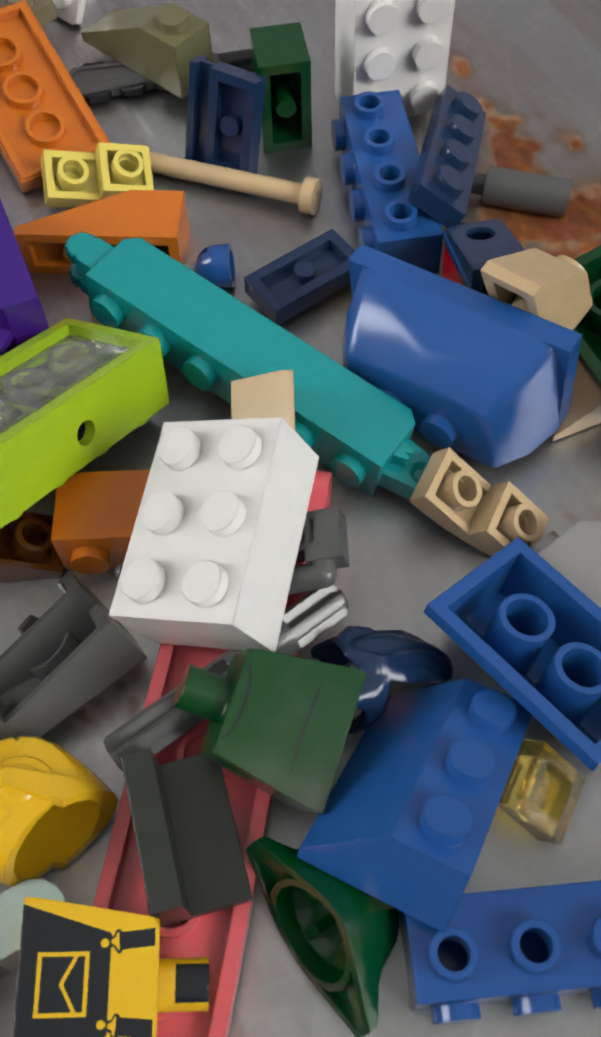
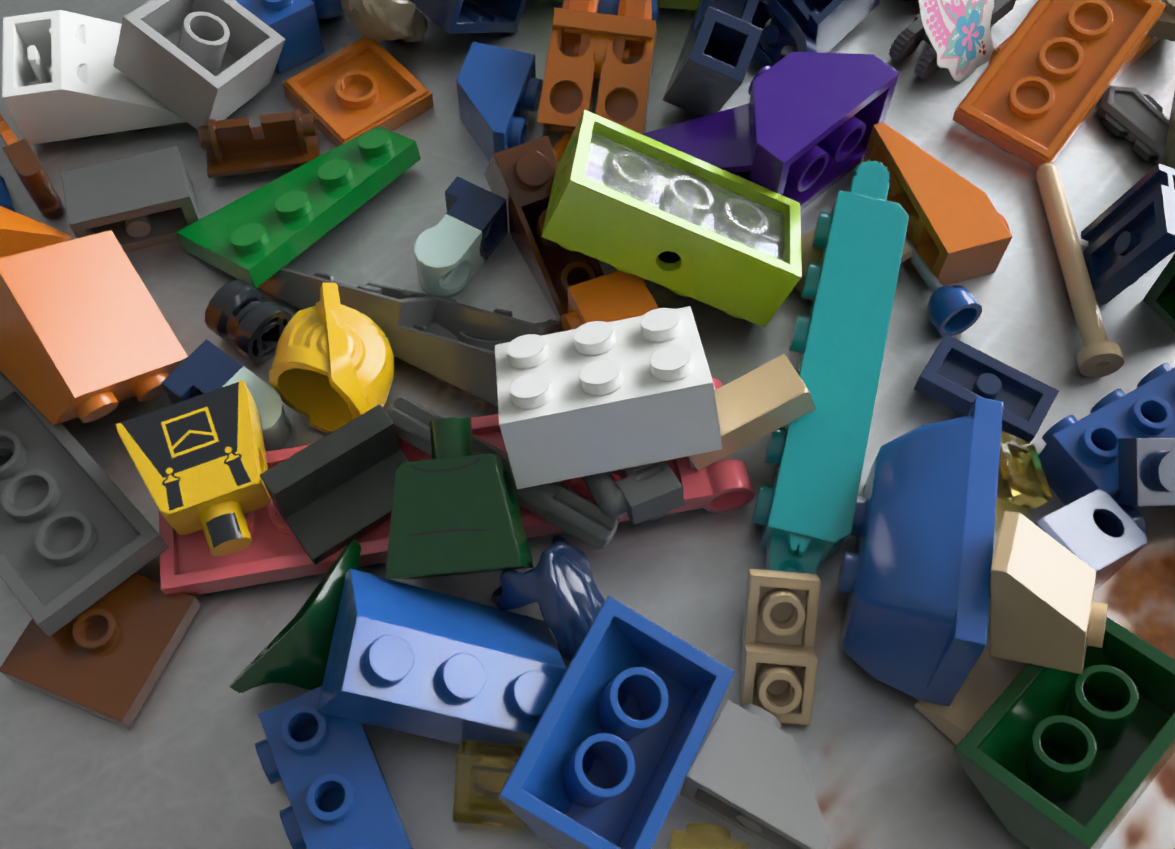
camera: 65 degrees right, 0 degrees up
(85, 177) = (1001, 166): light yellow slope -> none

